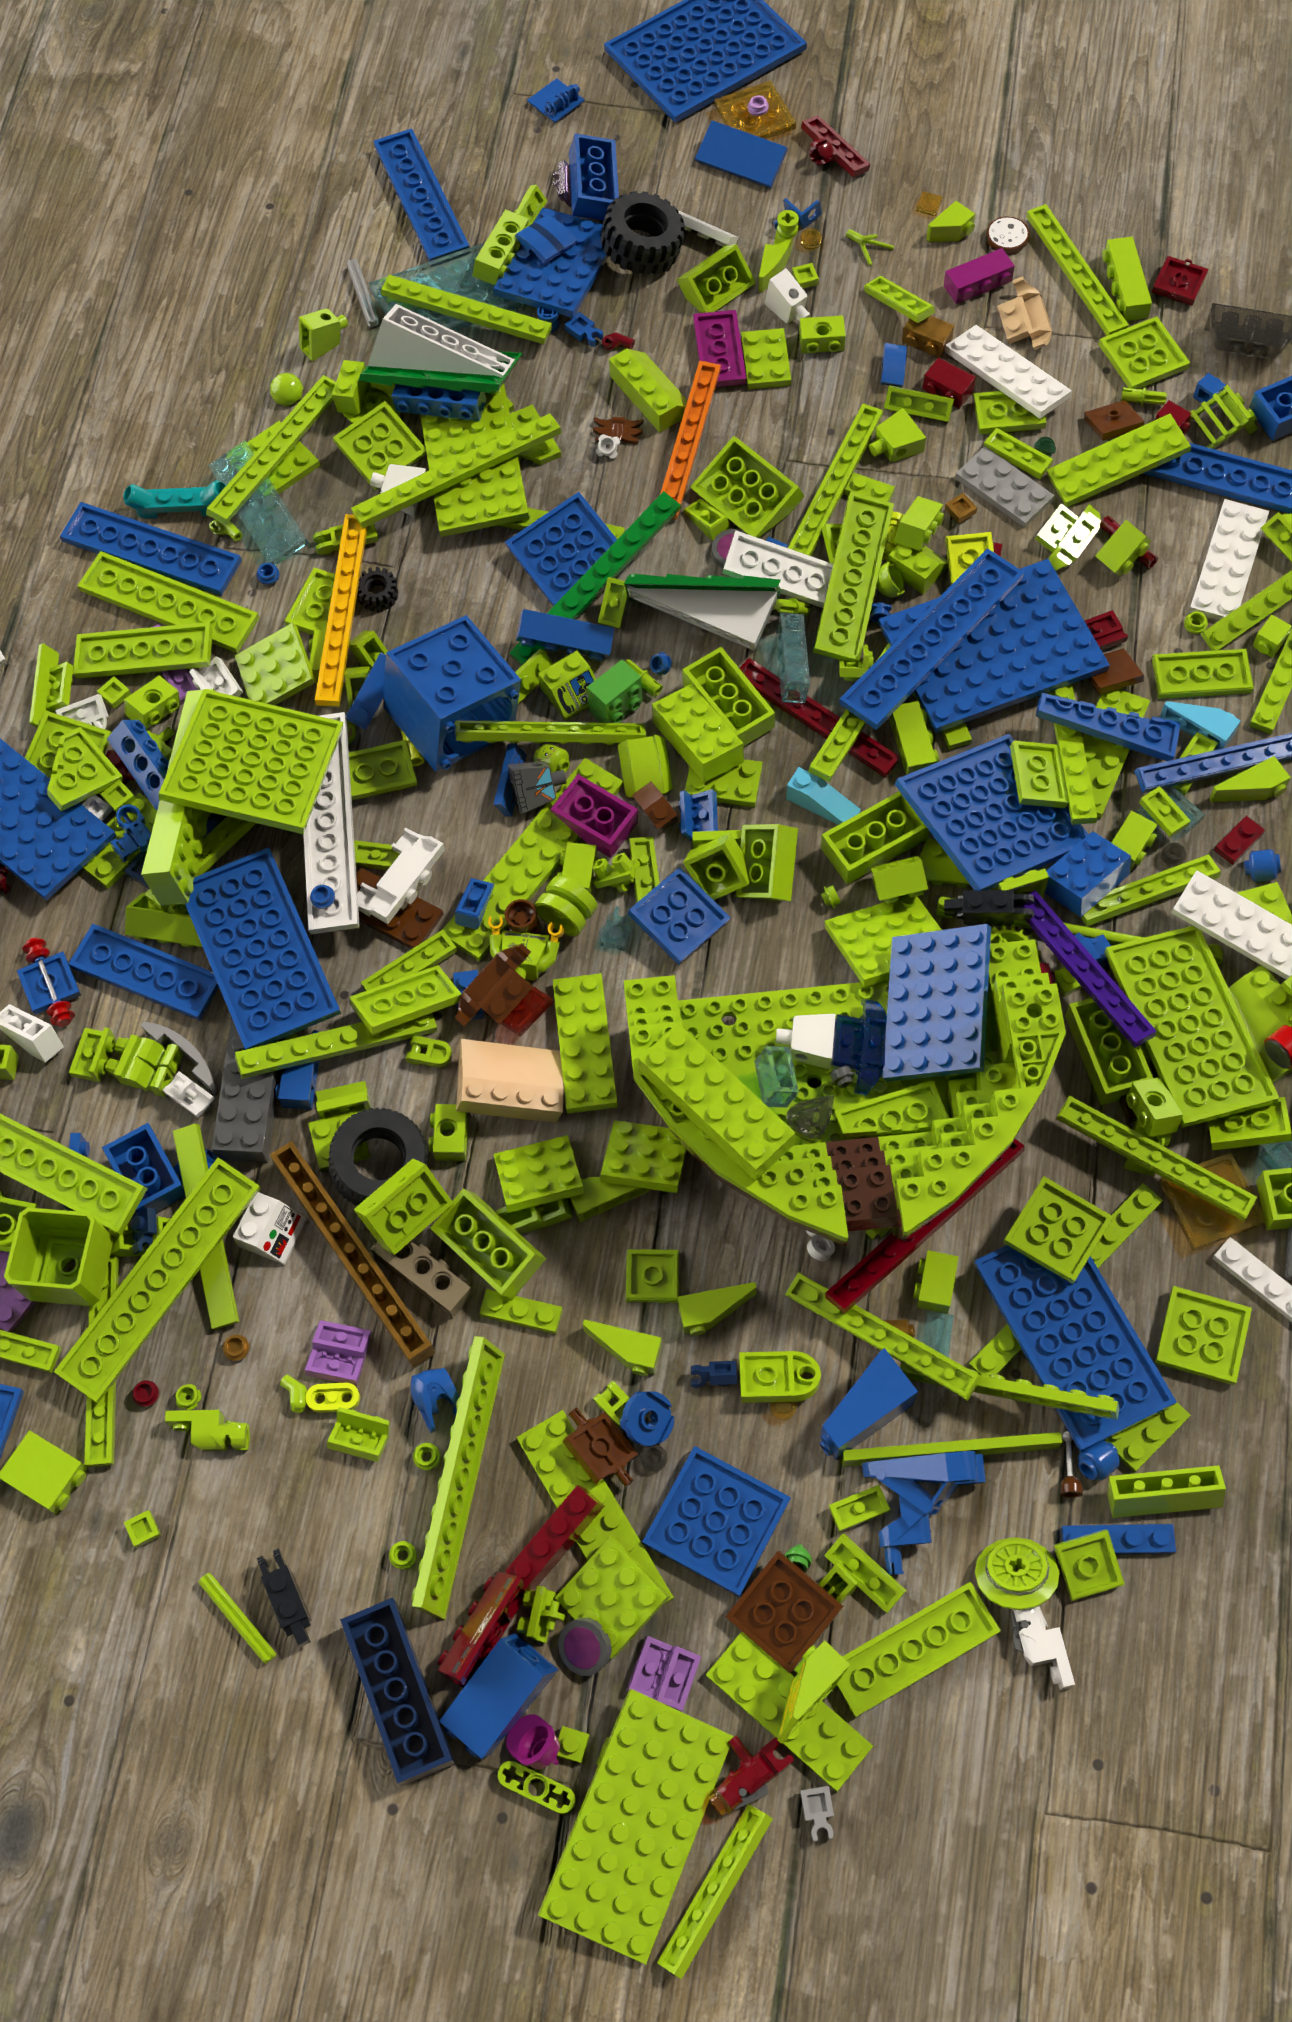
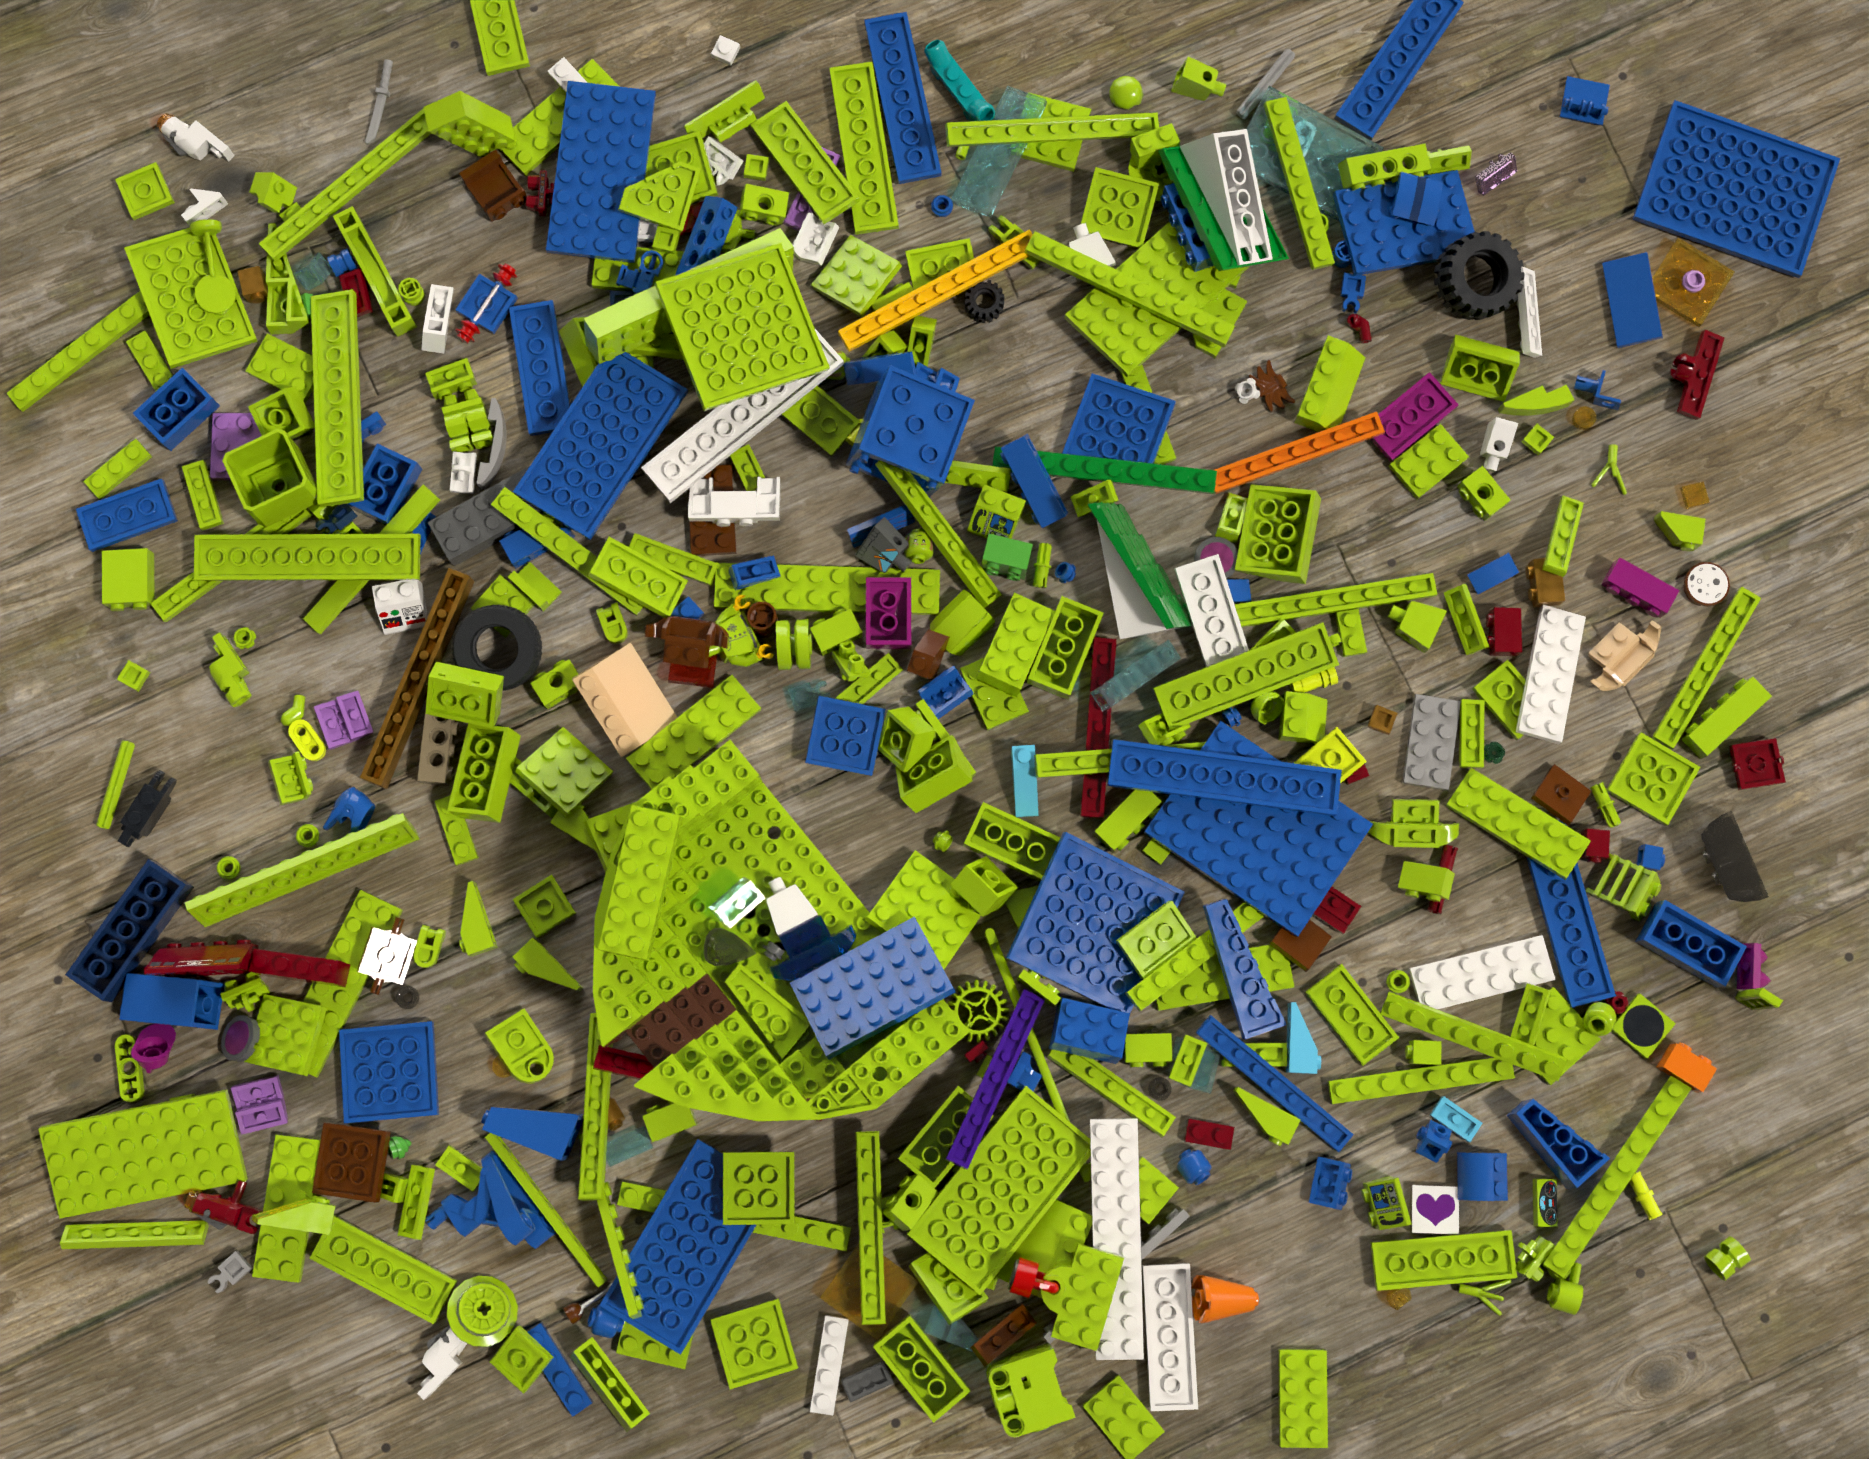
camera: 50 degrees right, 15 degrees up
(145, 1393) = (228, 606): dark red plate -> none
(236, 1347) = (301, 645): pearl gold plate -> none
(322, 896) = (672, 459): blue plate -> none
(572, 1744) = (173, 1073): lime plate -> none
(592, 175) = (1514, 192): blue brick -> none
(634, 1413) = (422, 984): blue plate -> none
(718, 1373) = (497, 1003): dark blue plate -> none
(787, 224) = (1569, 396): lime wheel -> none
(792, 606) = (1184, 643): lime axle -> none
(919, 523) = (1335, 697): lime brick -> none
(989, 907) = (1001, 972): black hinge -> none

